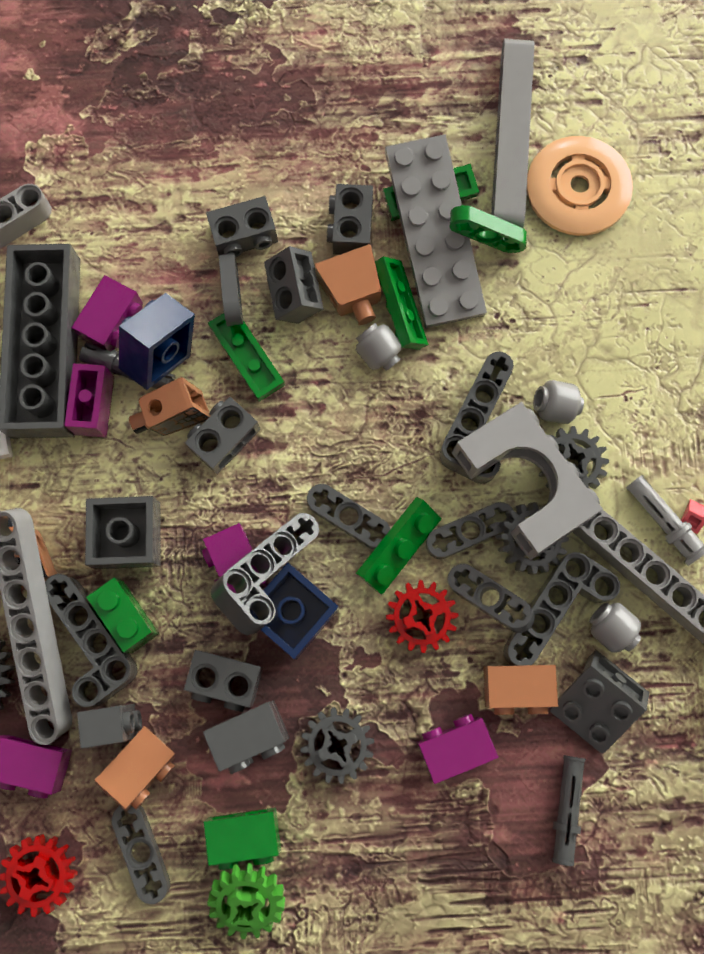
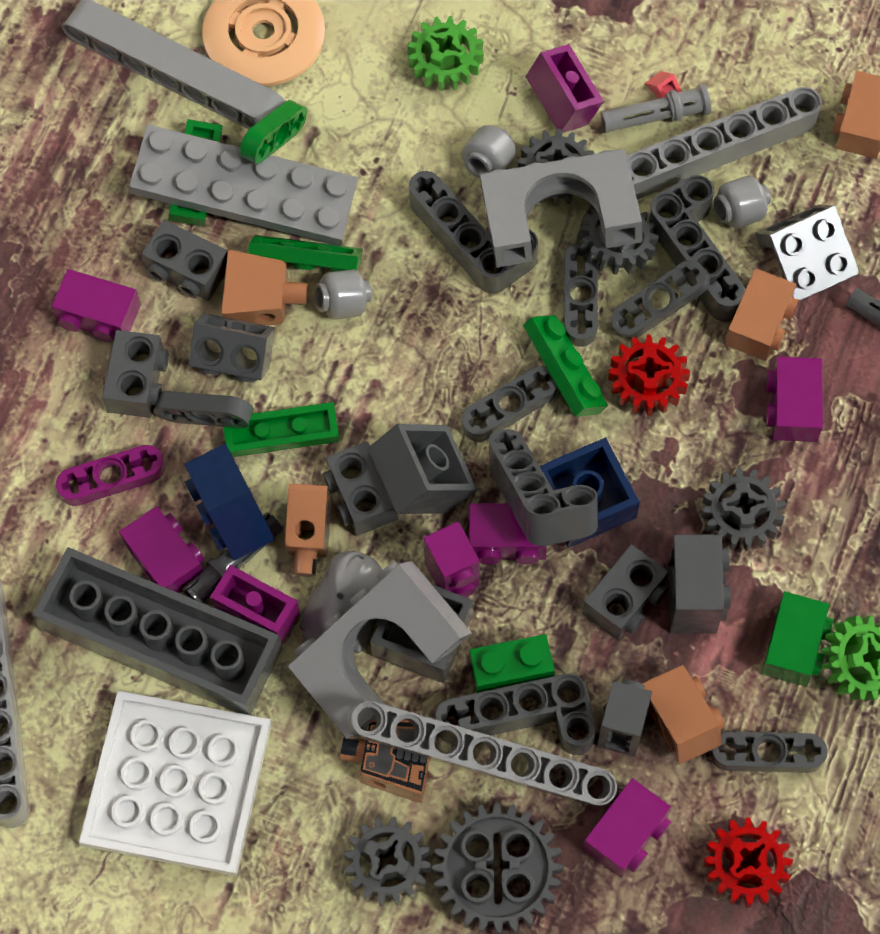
camera: 65 degrees left, 10 degrees down
(113, 513) = (402, 597): none -> light grey arch
(122, 467) = (343, 580): none -> light grey piece
(160, 264) = (96, 467): none -> magenta beam
(182, 532) = (452, 560): none -> magenta brick
(250, 473) = (422, 469): none -> dark grey brick
(284, 174) = (95, 305): none -> magenta brick
(621, 338) = (446, 55): none -> bright green gear
(645, 436) = (564, 88): none -> magenta brick

